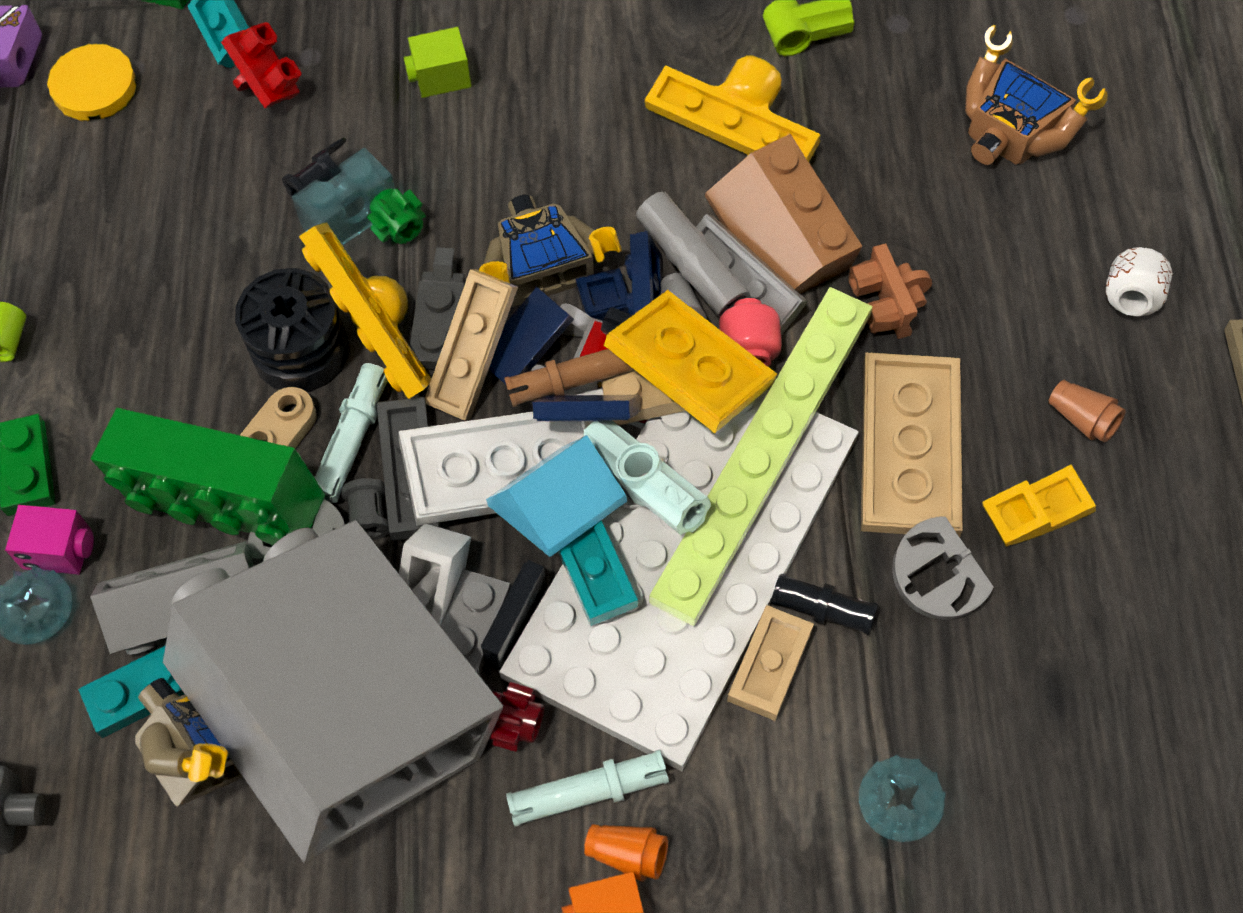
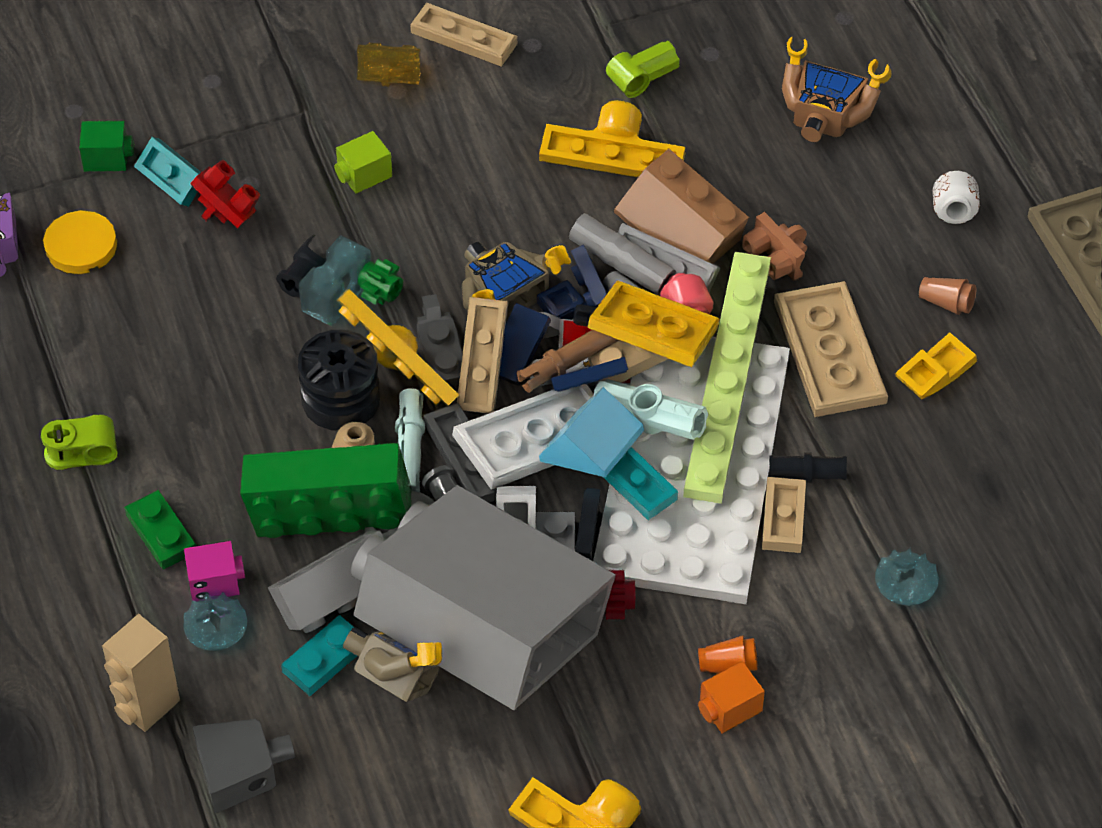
camera: 20 degrees left, 10 degrees down
(587, 788) = (698, 620): light aqua pin -> none
(938, 601) = (881, 406): light grey piece -> none

